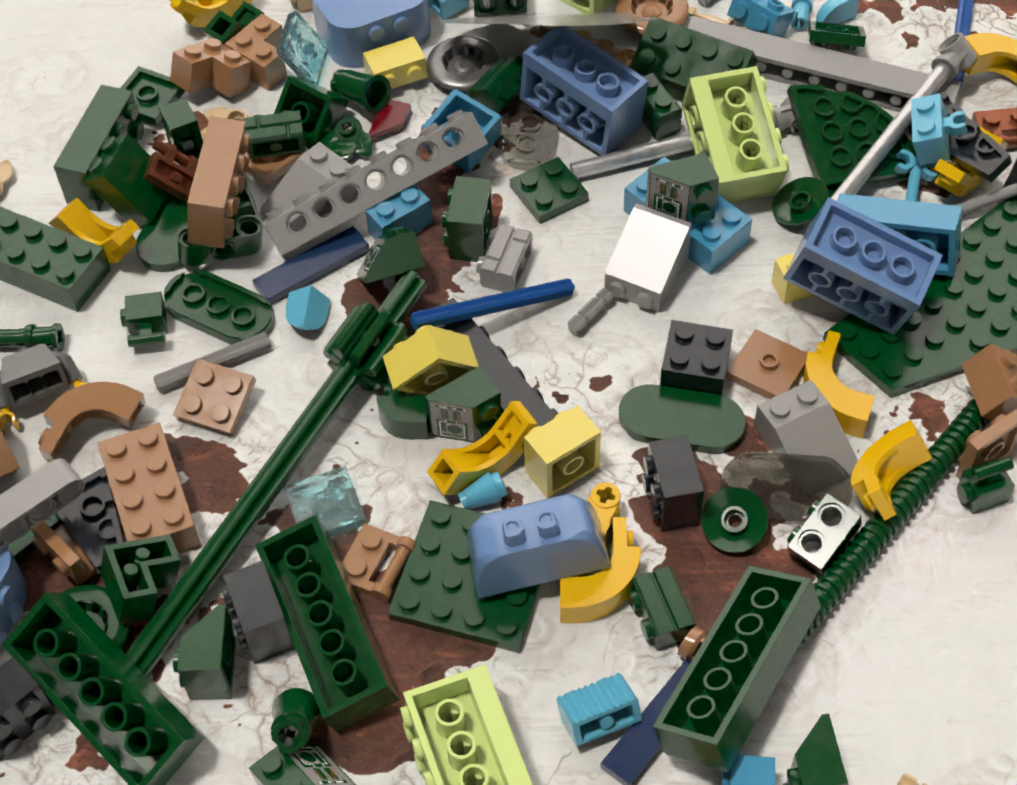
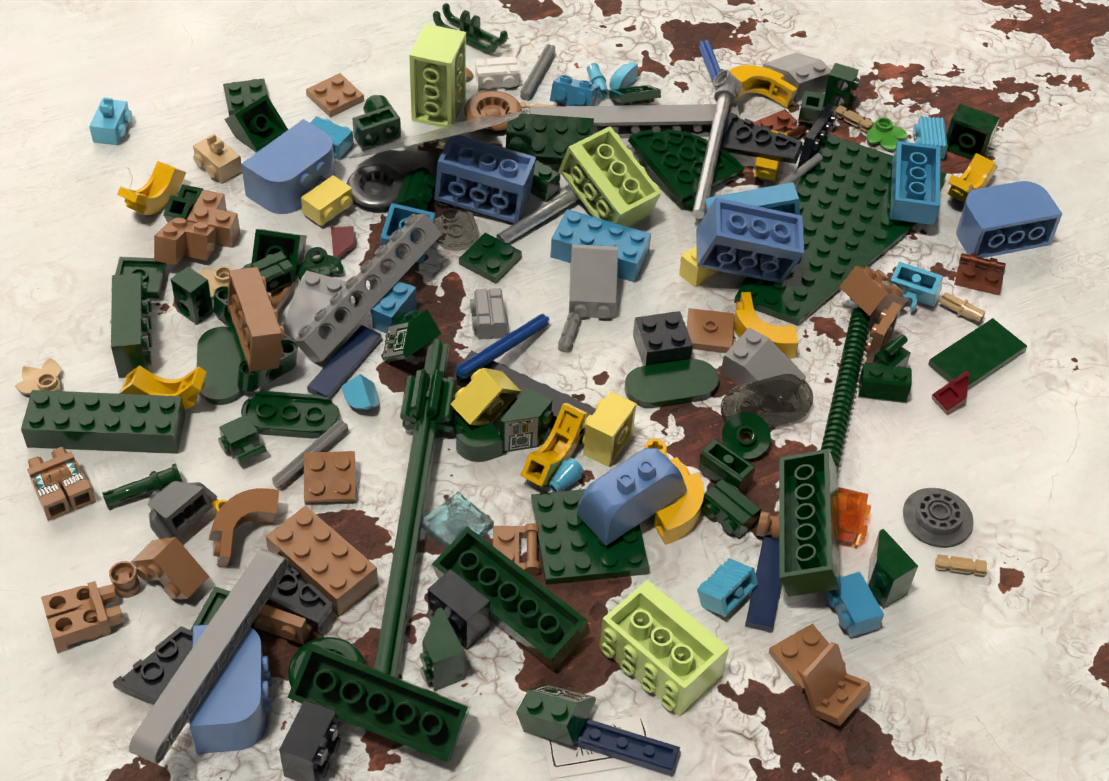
camera: 30 degrees left, 5 degrees down
(120, 181) = (173, 340): dark green brick -> none
(135, 572) = (353, 616): dark green brick -> none
(167, 174) = (206, 325): copper plate -> none
(294, 718) = (527, 670): dark green plant -> none
(302, 48) = (248, 206): clear light blue plate -> none
(362, 89) = (312, 224): dark green plant -> none
(468, 218) = (450, 293): dark green brick -> none
(673, 483) = (695, 422): black brick -> none
(683, 552) = (723, 463): none -> dark green brick
(684, 188) = (604, 223): slope -> none
(799, 201) = (672, 213): dark green dish -> none
(809, 677) = (851, 516): none -> clear orange brick
(830, 537) = (813, 425): brick -> none
(885, 464) = (823, 365): yellow arch -> none
(916, 172) = (739, 170): medium azure bar -> none
(932, 128) = (742, 138): medium azure brick -> none
(939, 715) = (939, 510): none -> flat silver wheel
(960, 512) = (885, 382): none -> dark green brick

